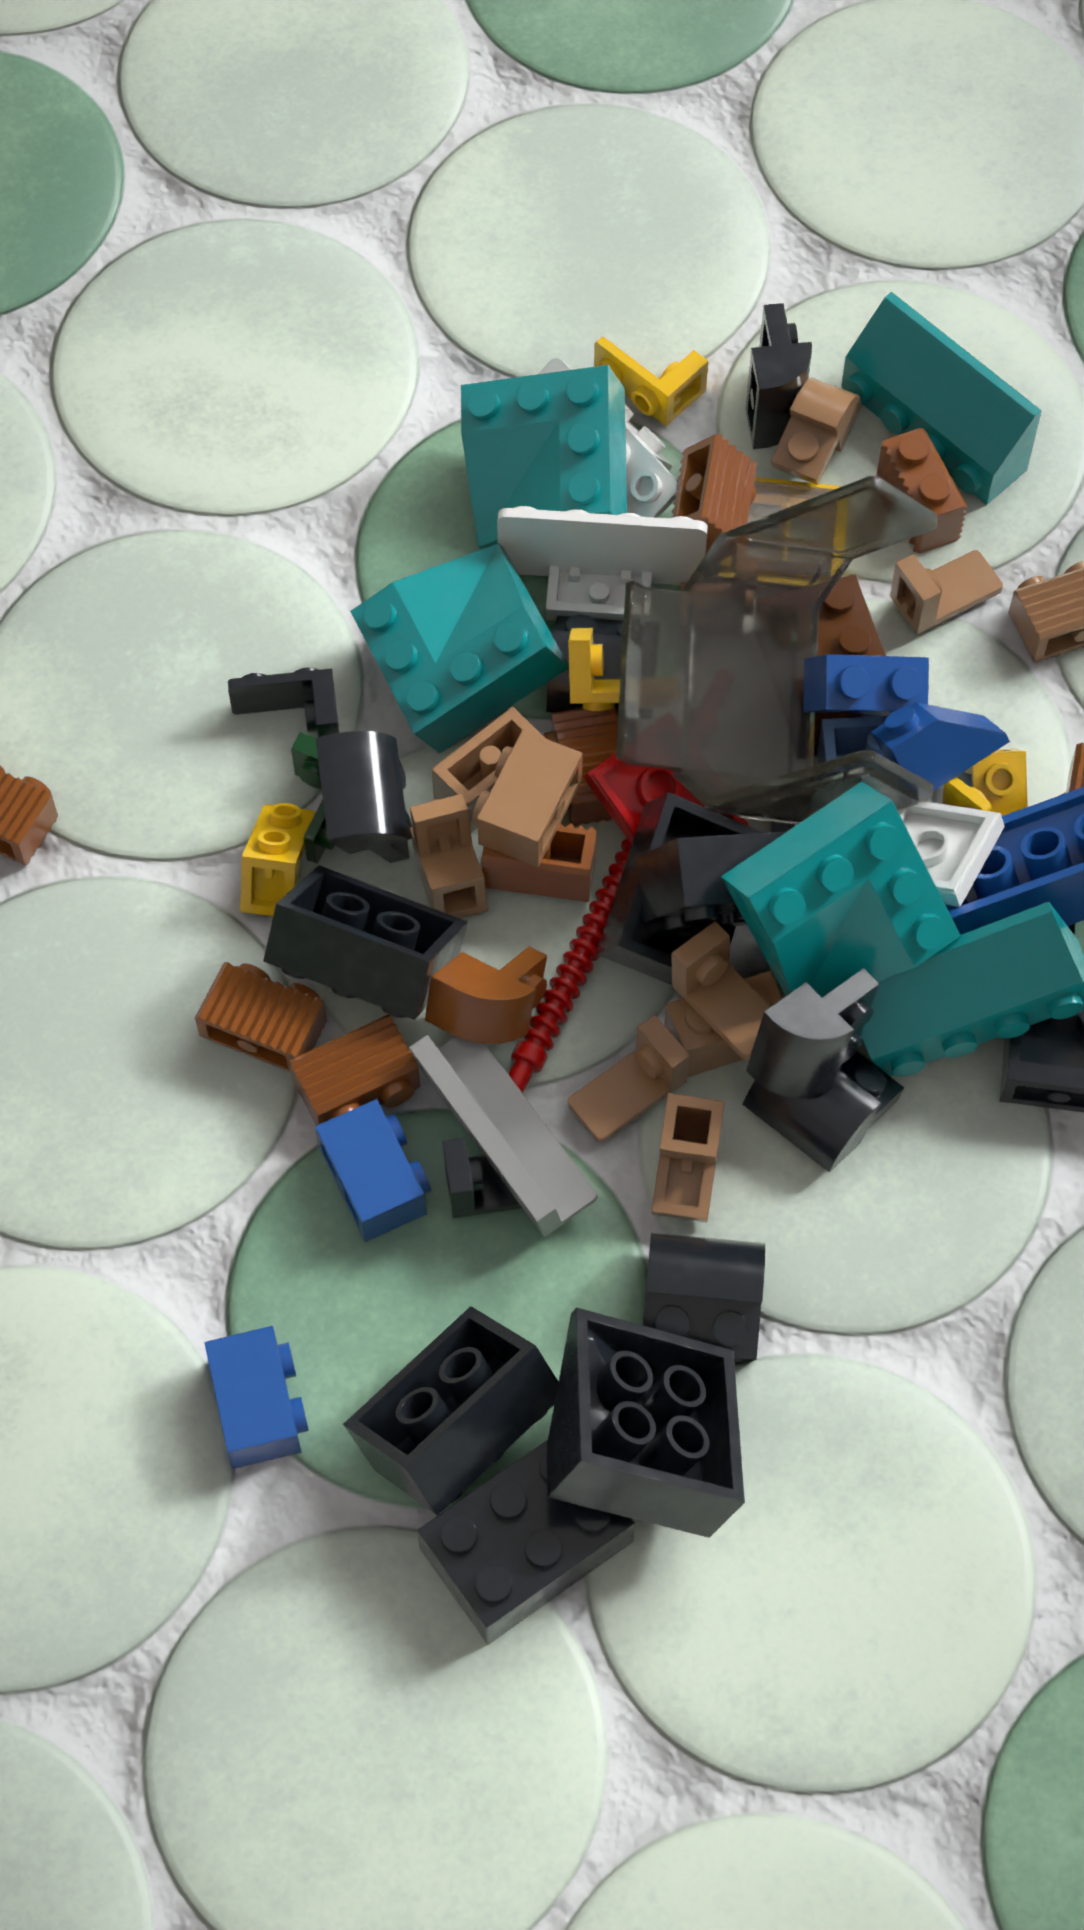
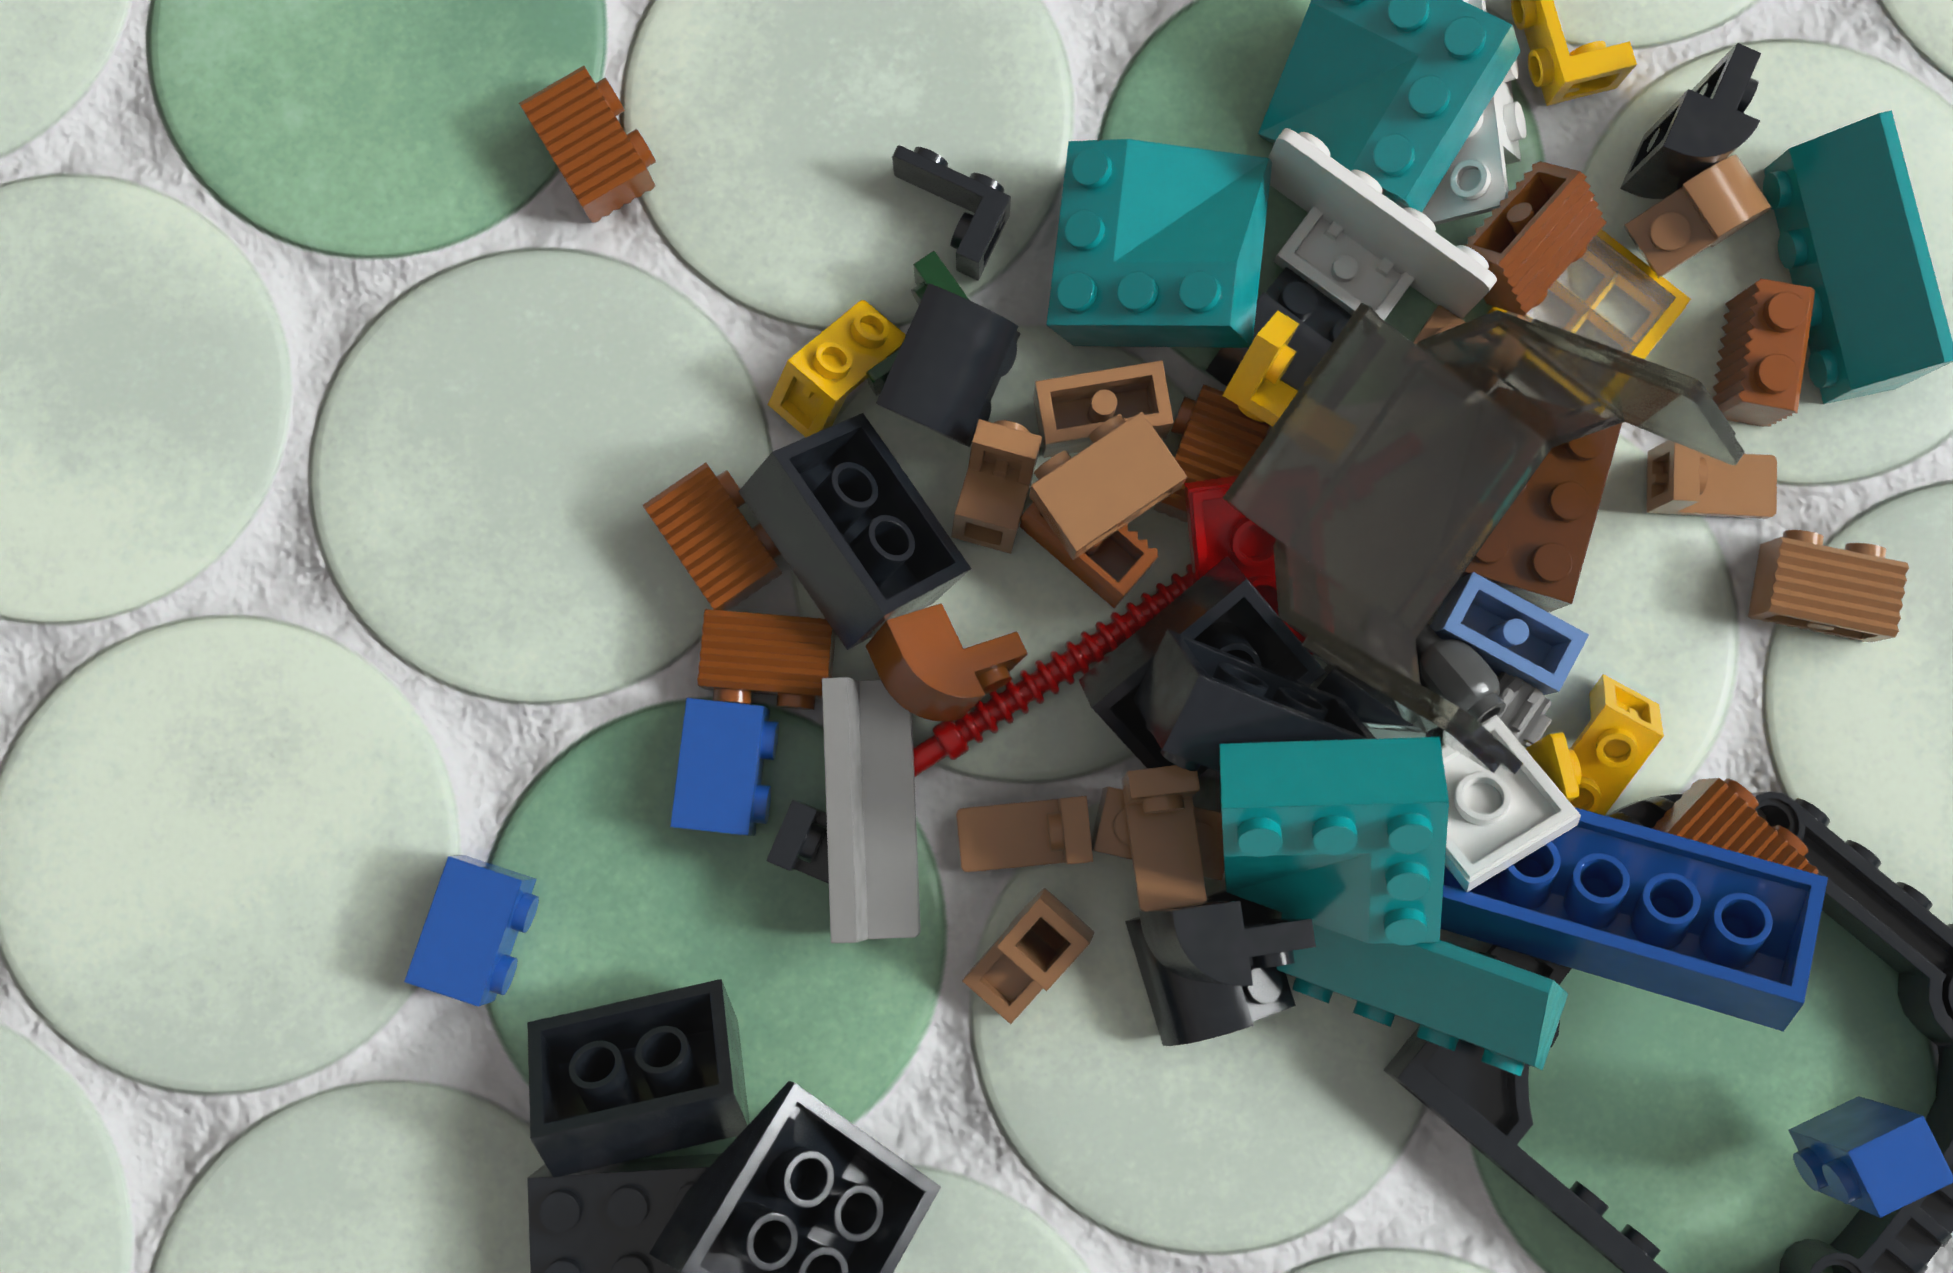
camera: 30 degrees right, 20 degrees up
(706, 1290) = (960, 1095): black brick -> none
(864, 683) = (1540, 575): blue brick -> none
(937, 741) = (1570, 691): blue slope -> none

